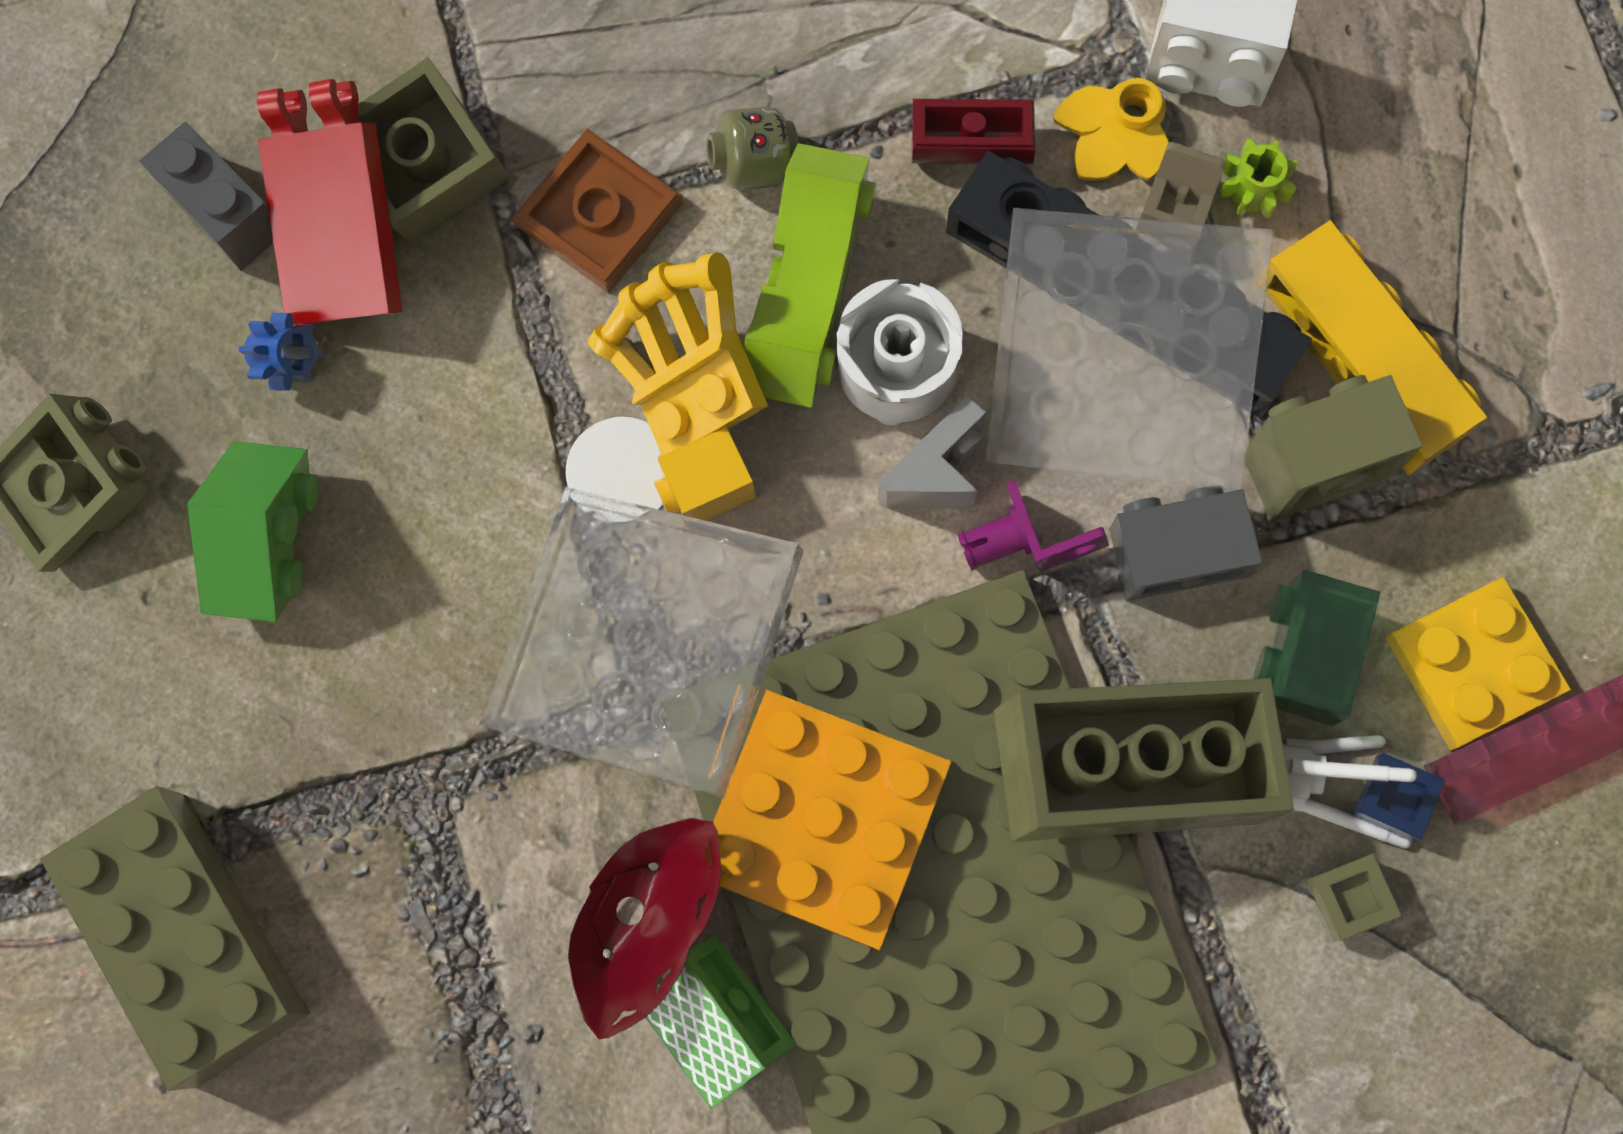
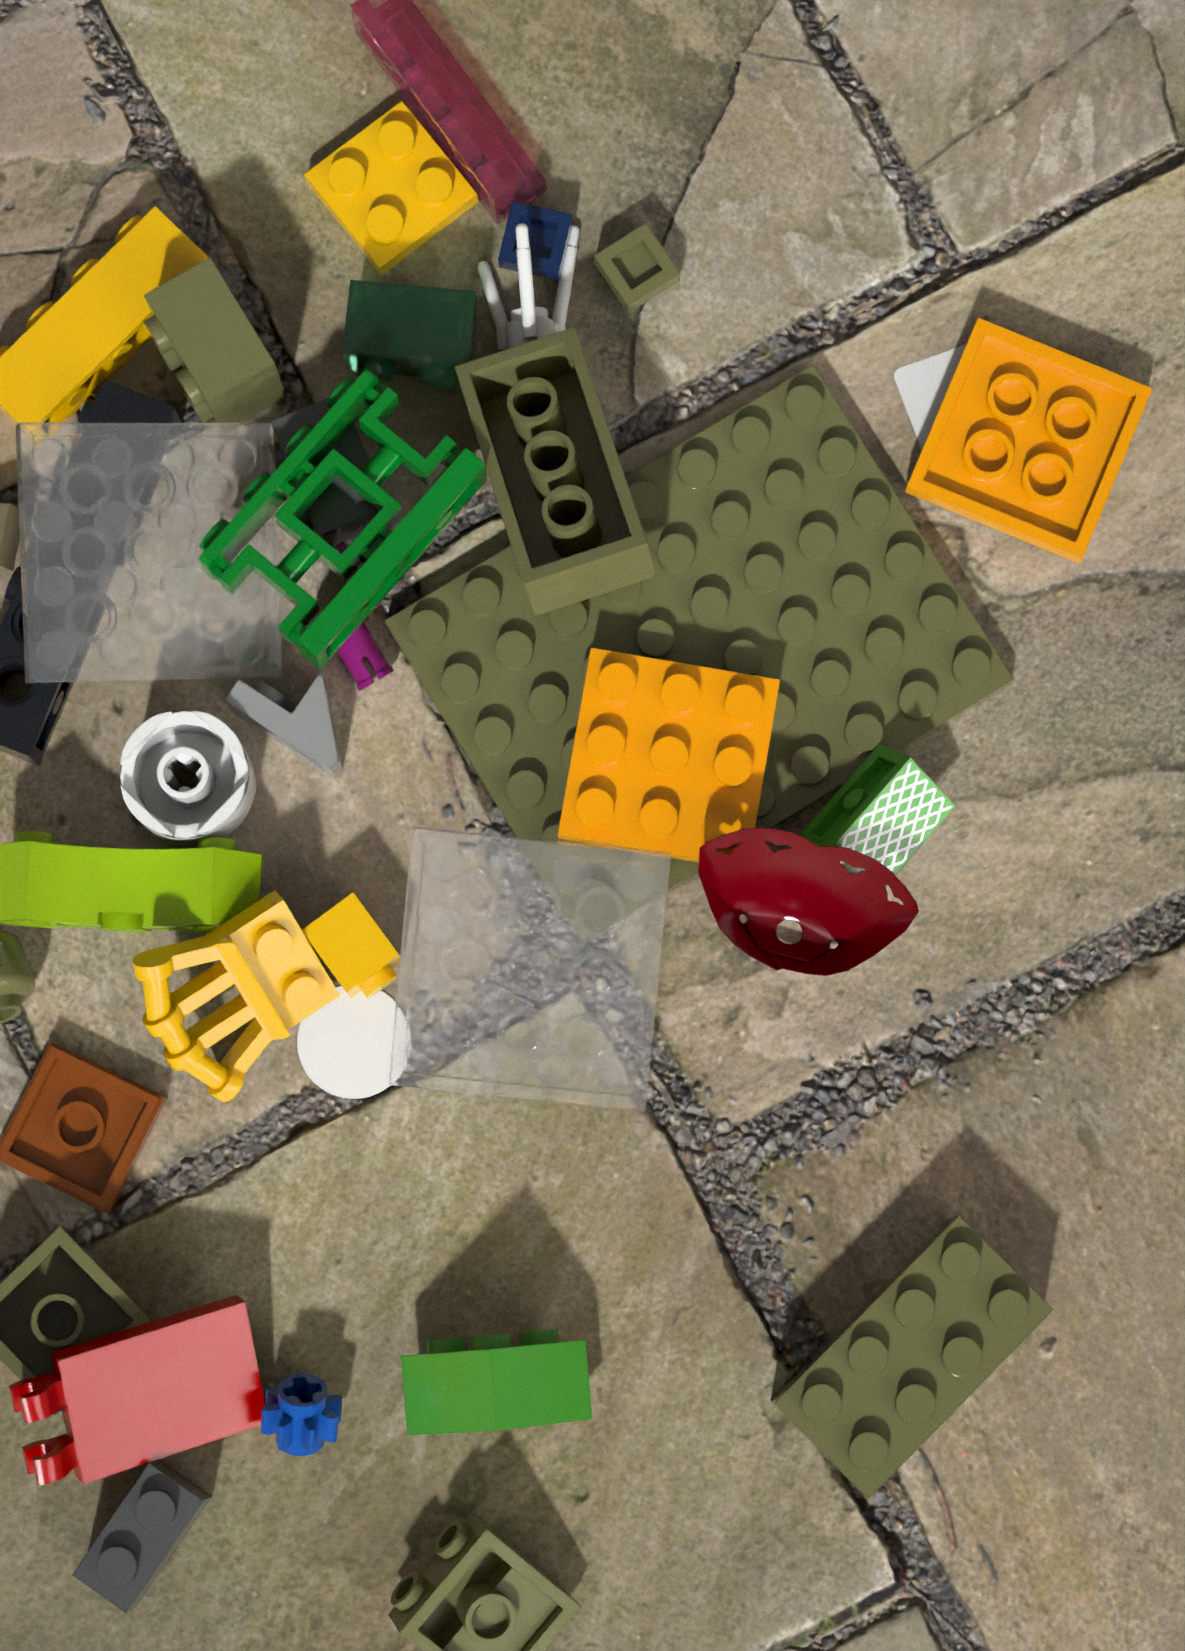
camera: 105 degrees left, 5 degrees up
(1168, 494) = (383, 551): none -> green fence

